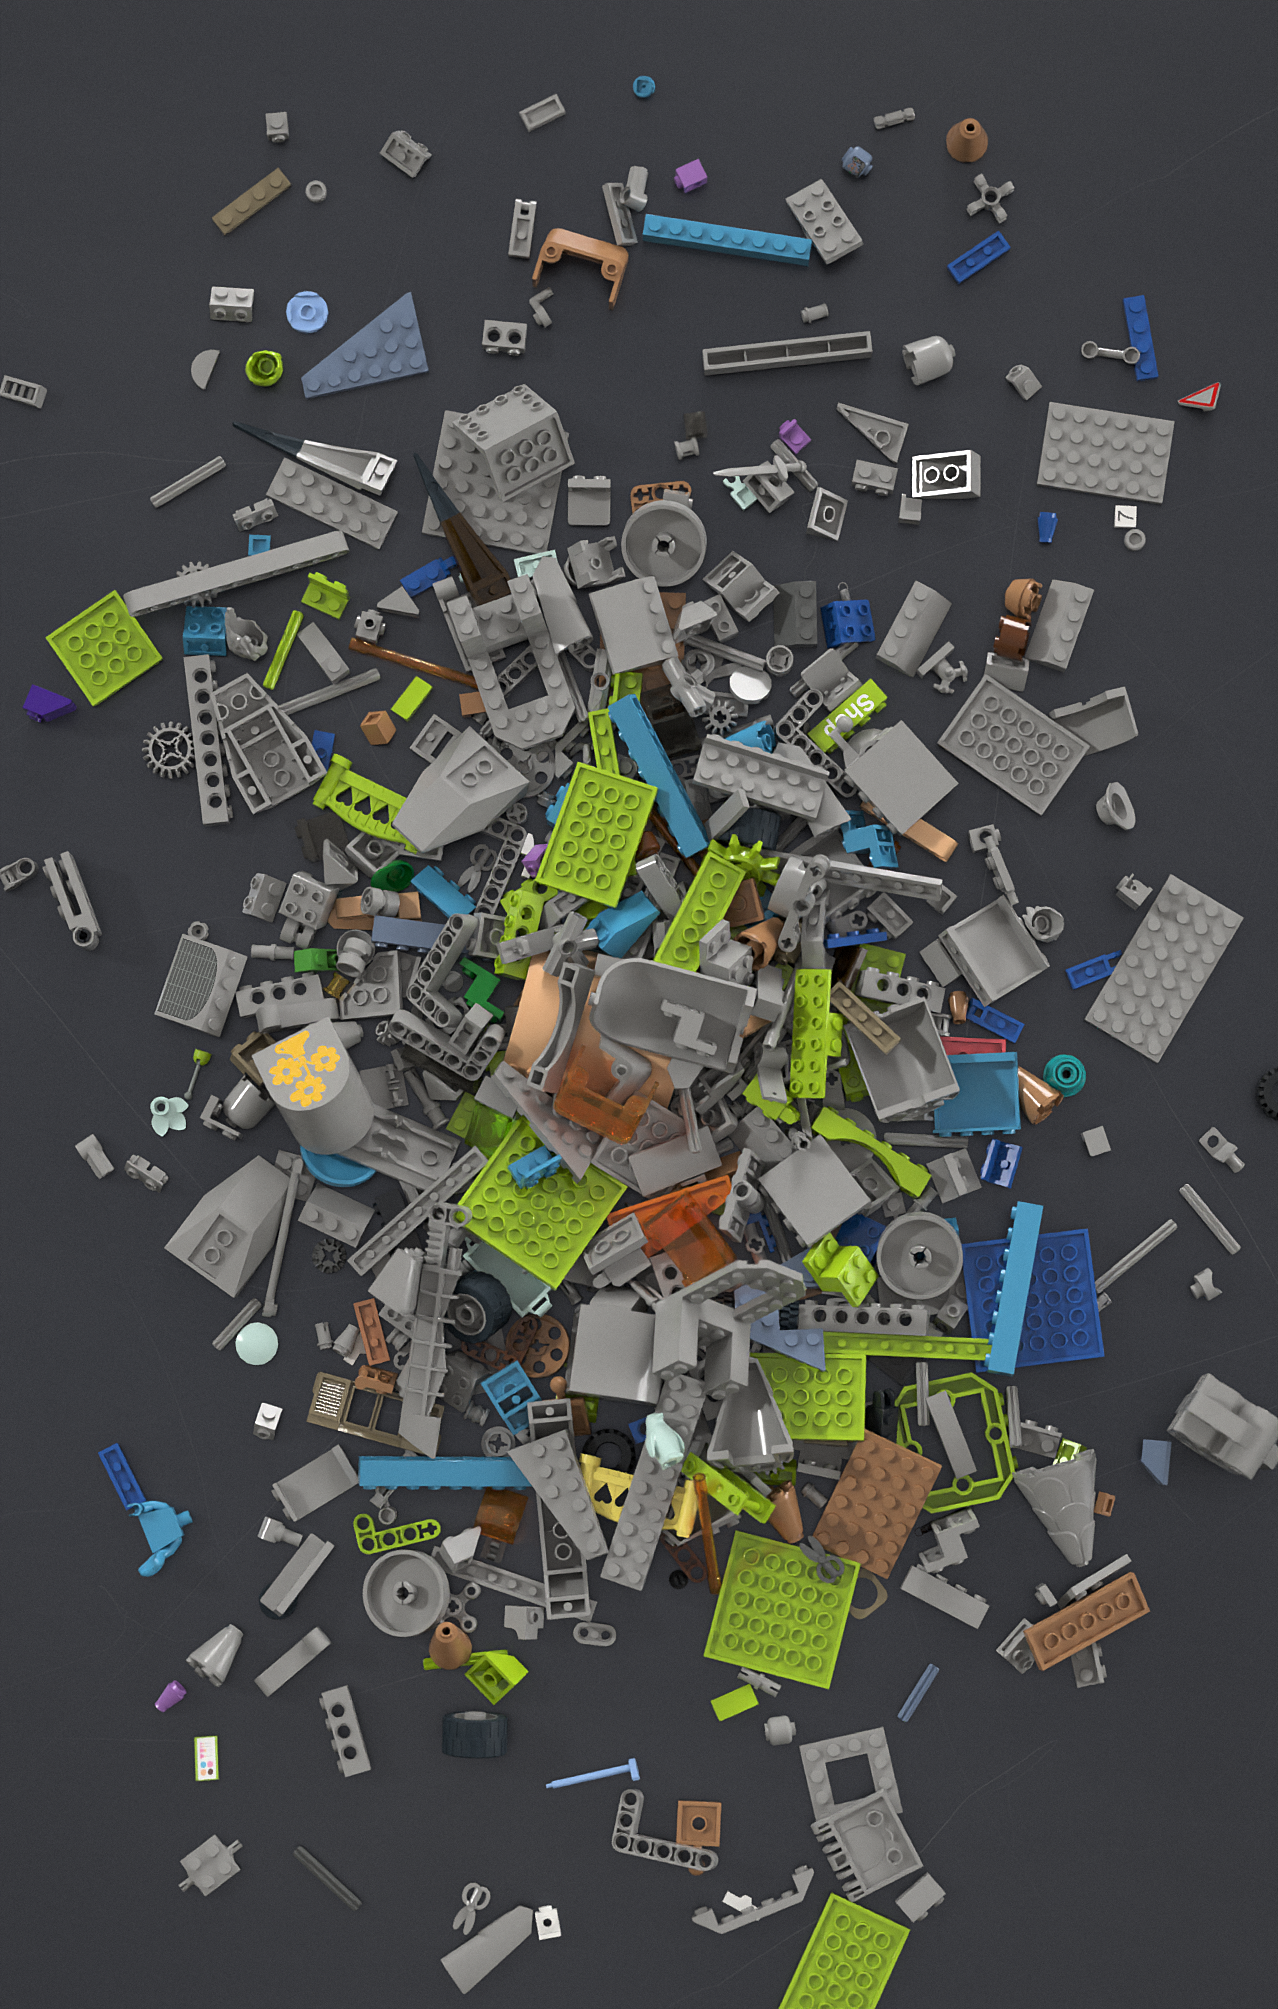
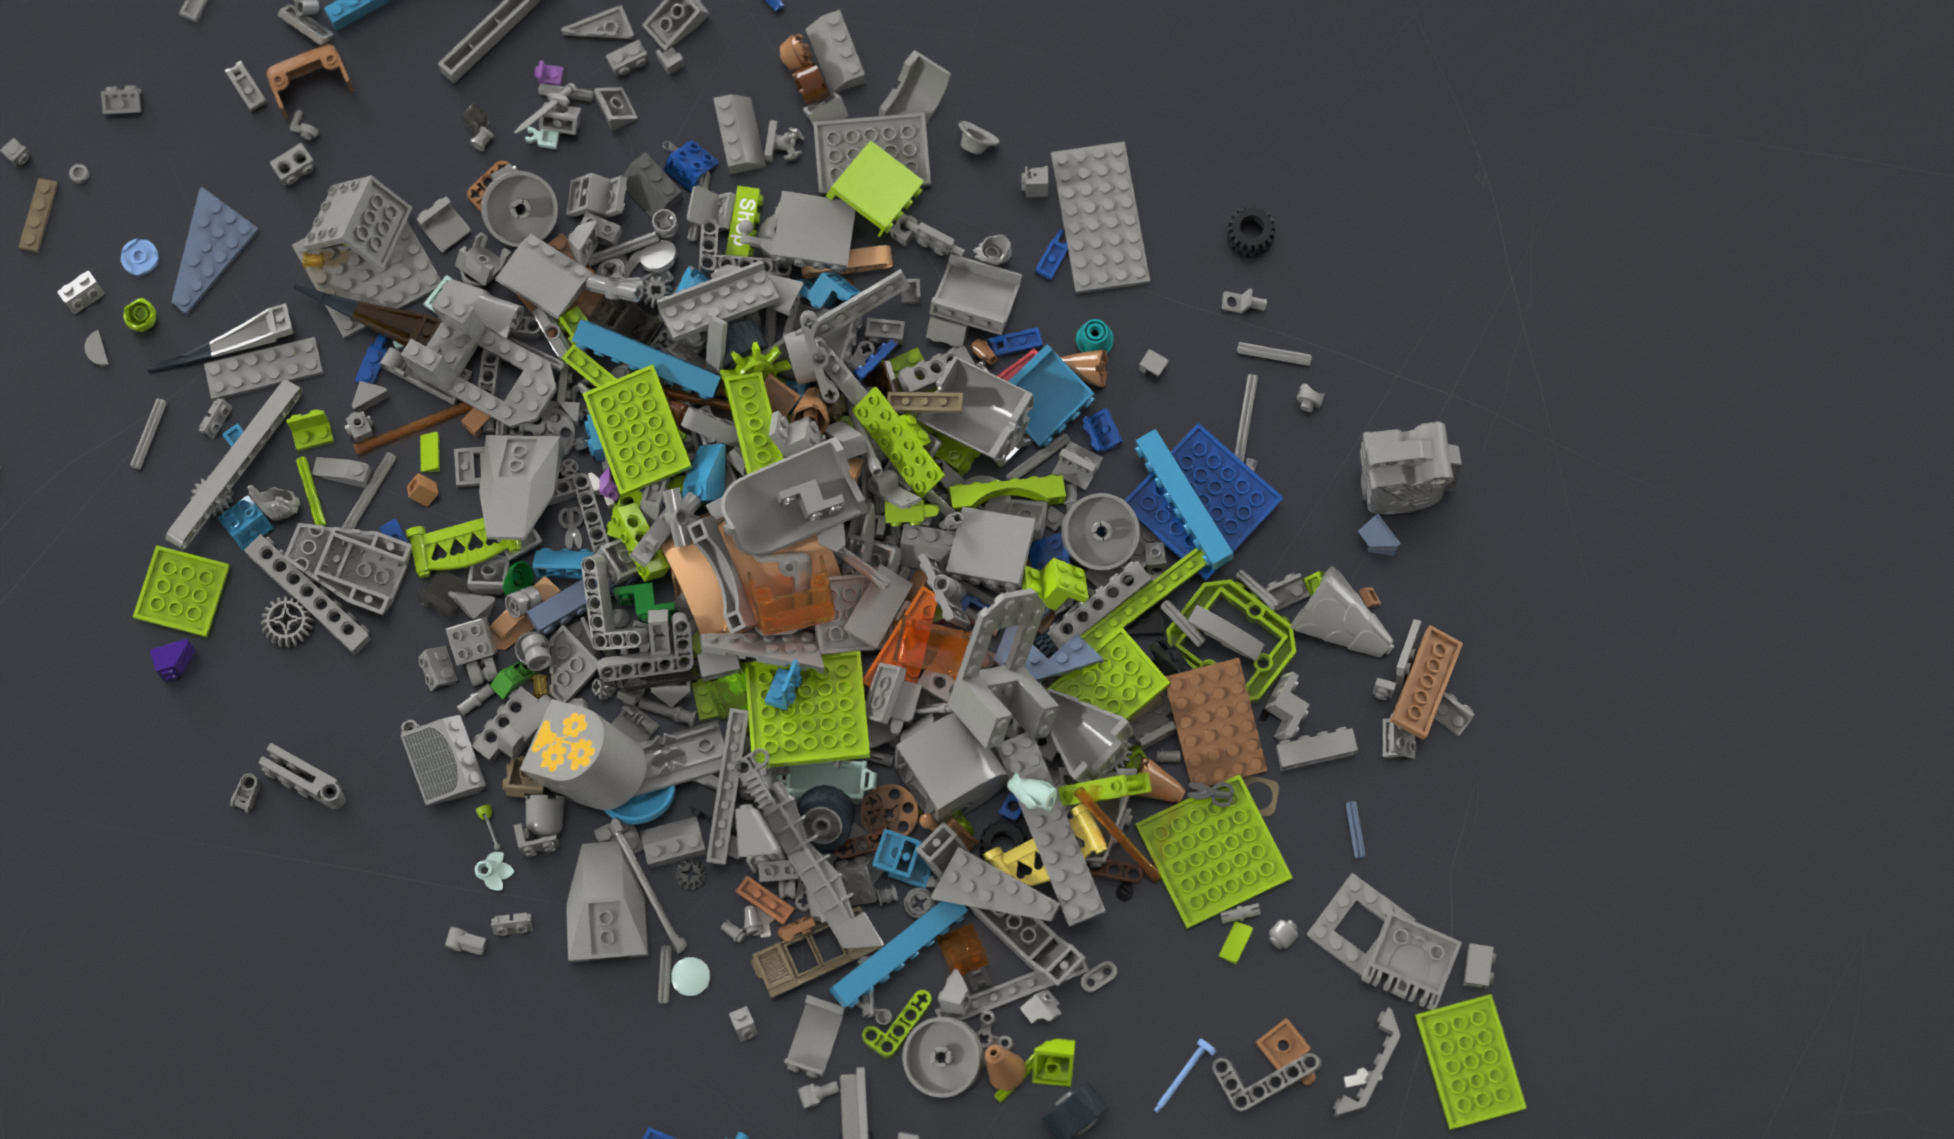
camera: 40 degrees left, 10 degrees down
(450, 442) = (313, 260): none -> clear yellow bush
(988, 783) = (877, 187): none -> lime panel

